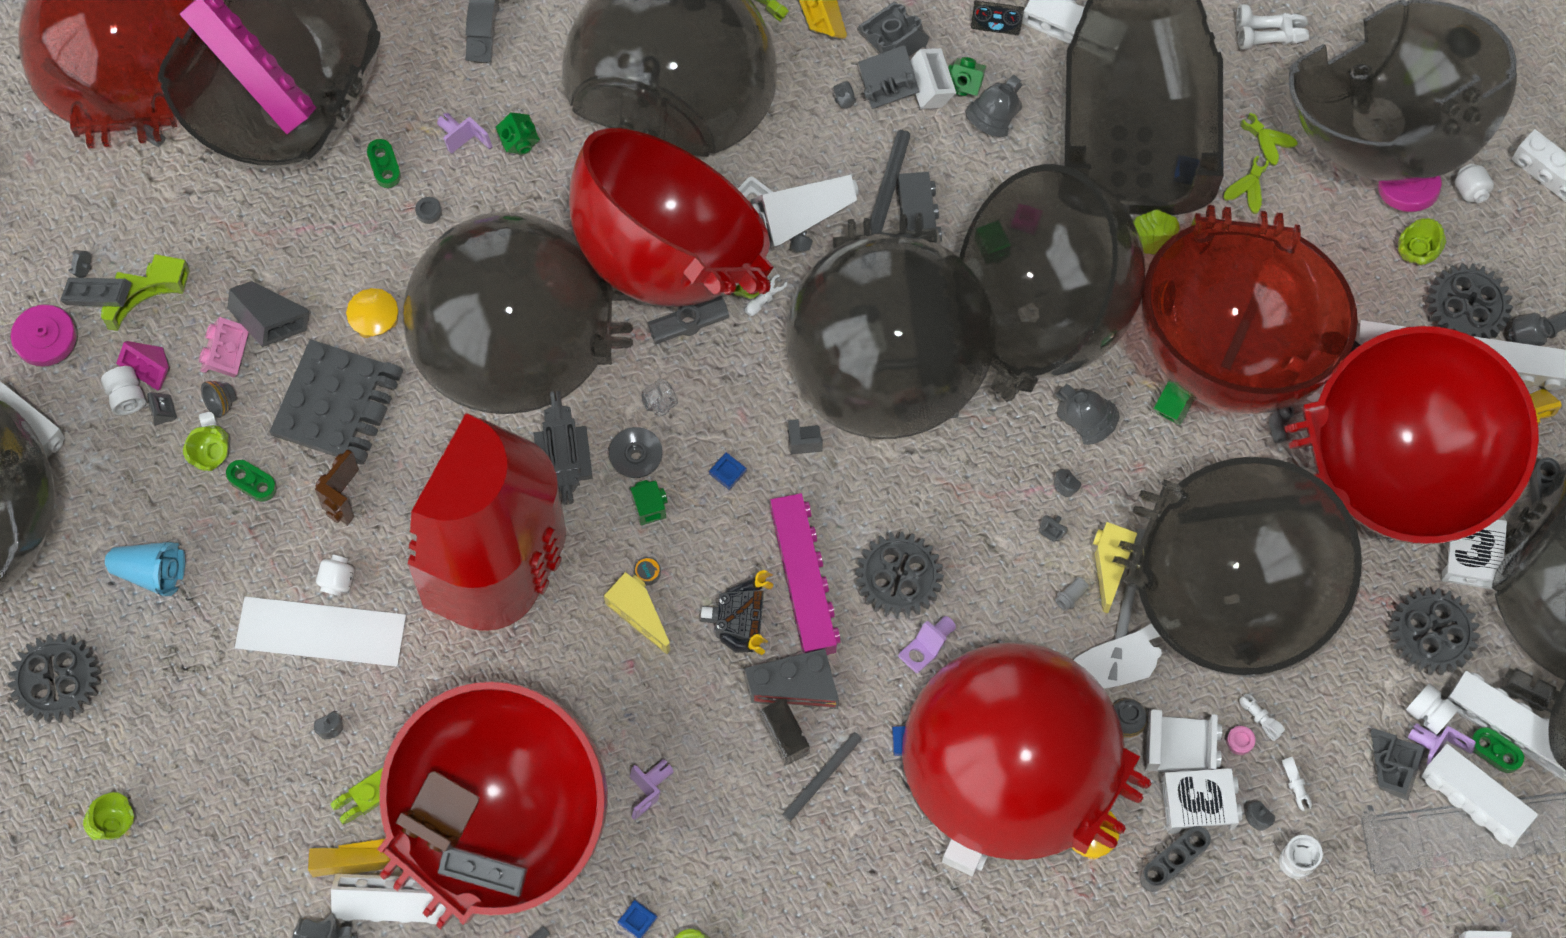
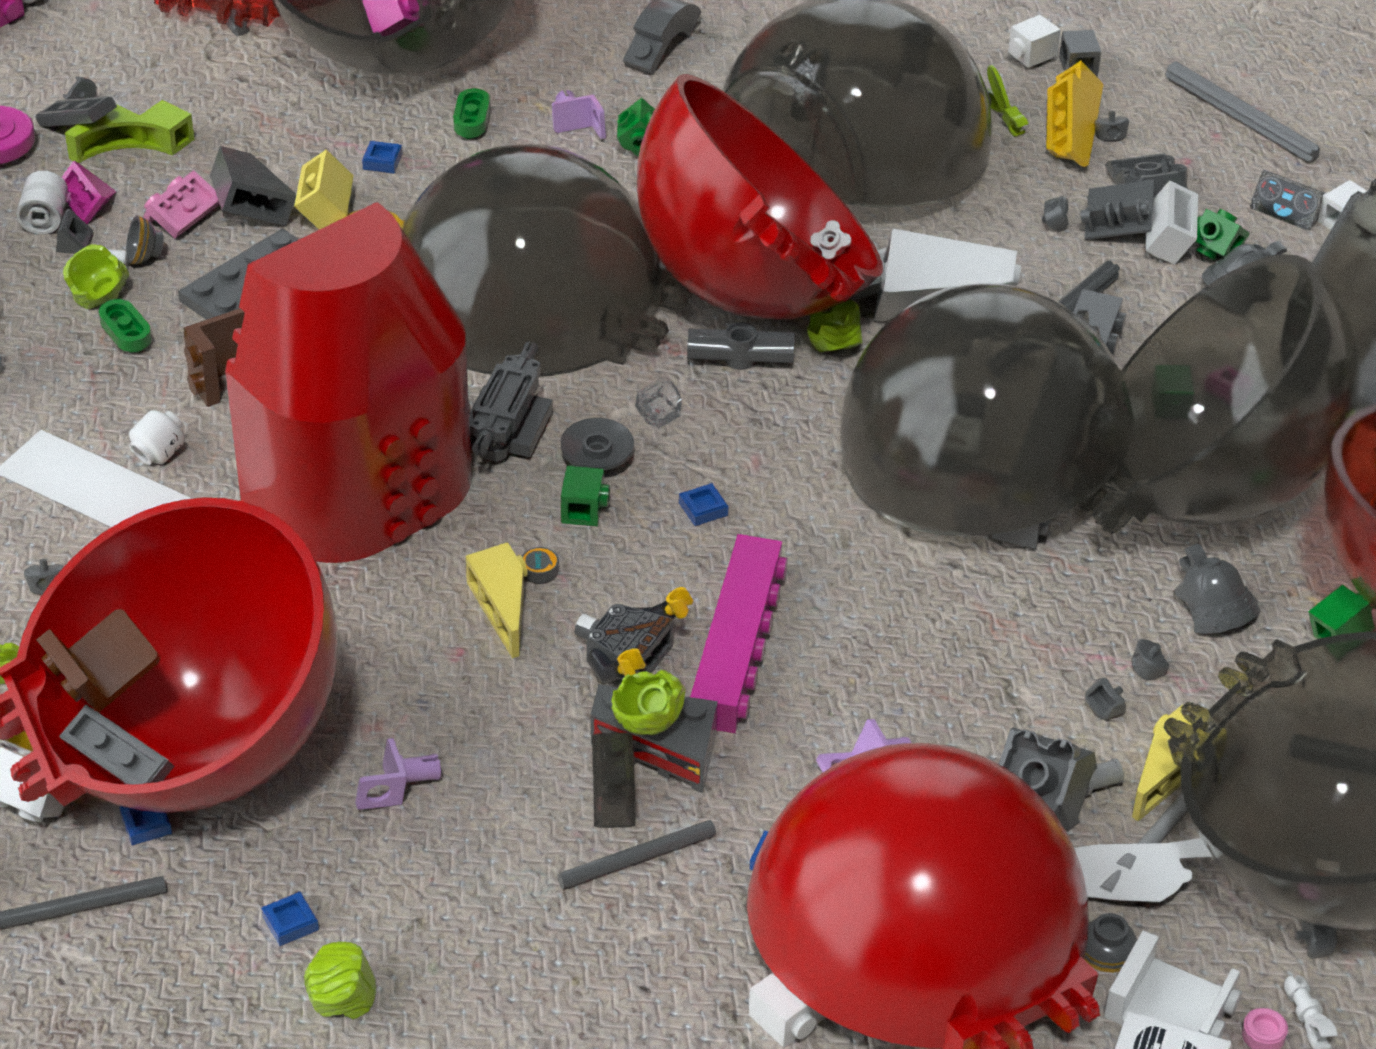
camera: 25 degrees right, 25 degrees down
(324, 295) = (324, 190): none -> light yellow brick
(340, 233) = (382, 157): none -> blue tile
(710, 194) = (835, 248): none -> white plate
(755, 305) = (831, 363): white piece -> none
(791, 679) = (648, 702): none -> lime hair
(804, 439) = (817, 505): dark grey panel -> none
(922, 582) = (866, 674): dark grey gear -> none
(1043, 615) = (1052, 769): none -> dark grey slope

